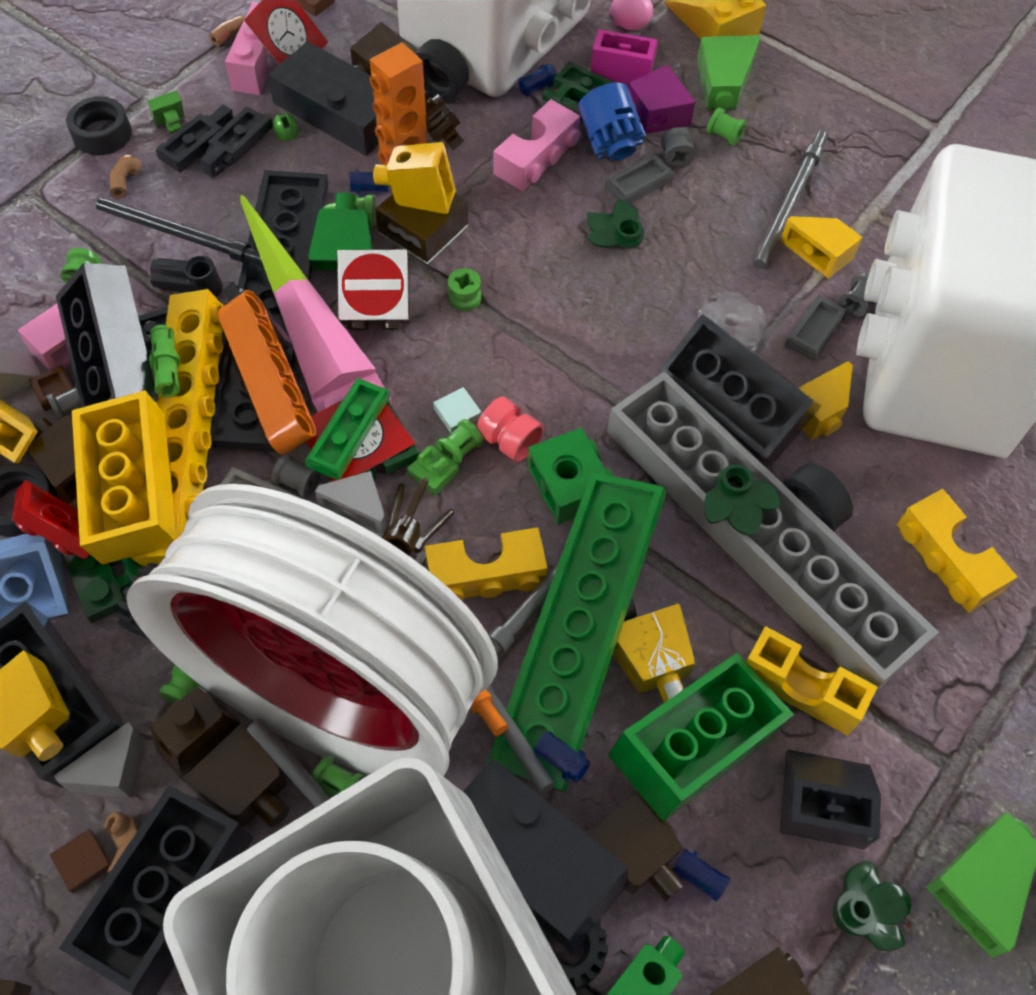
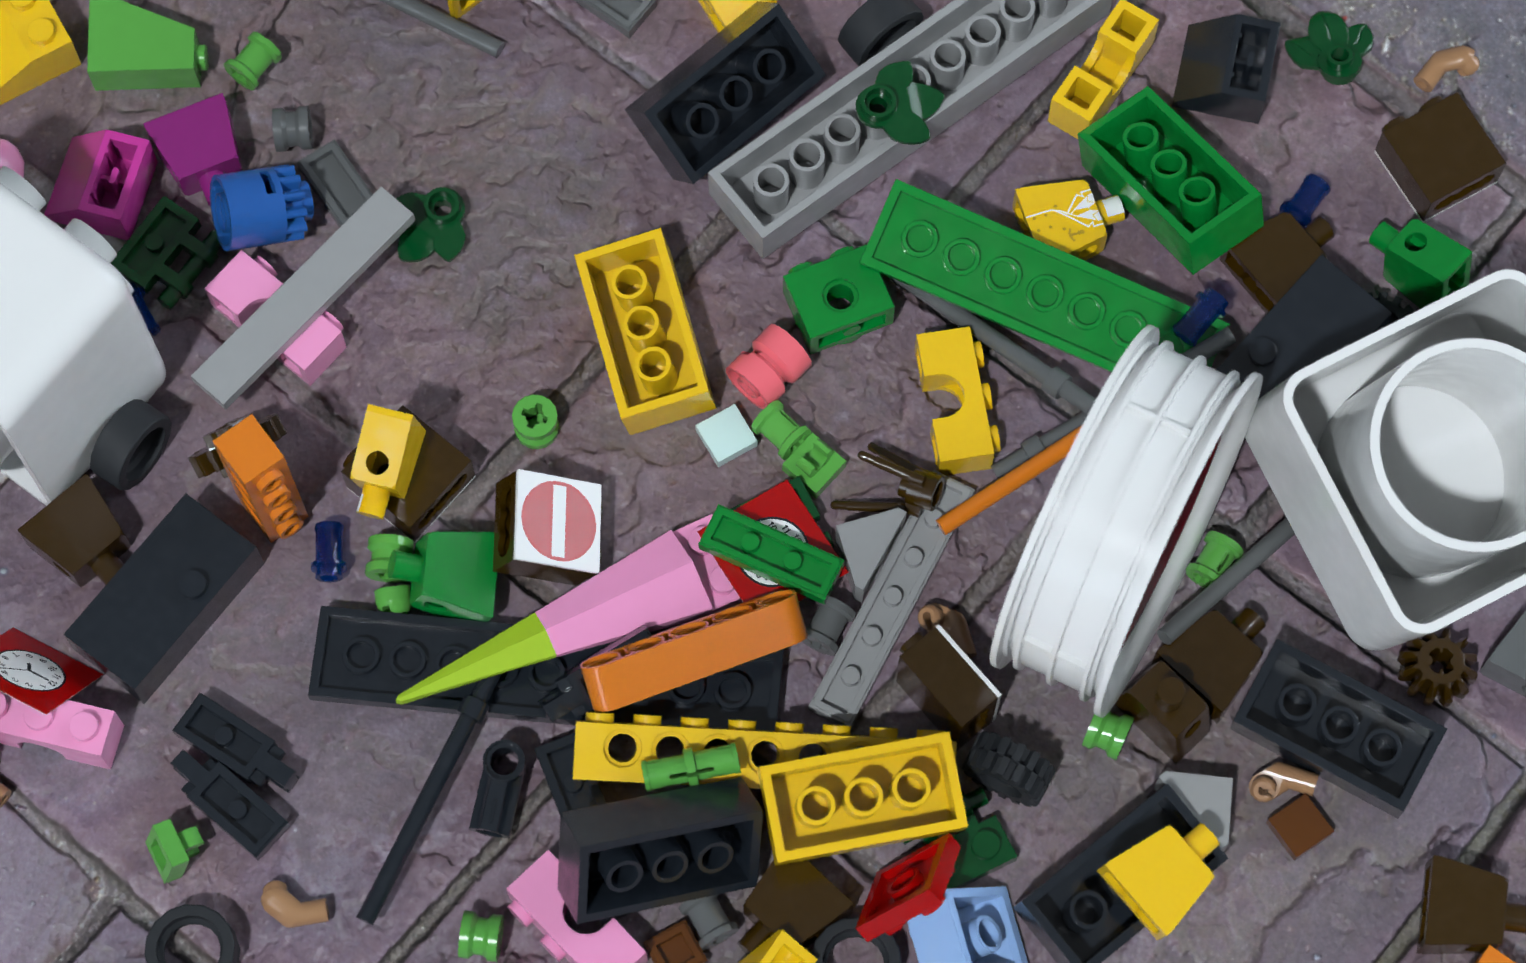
camera: 85 degrees left, 10 degrees up
(285, 133) = (208, 685): bright green hinge -> none
(535, 347) = (644, 331): none -> yellow brick
(547, 145) = (303, 298): none -> light grey tile
(735, 307) = (587, 114): clear plate -> none

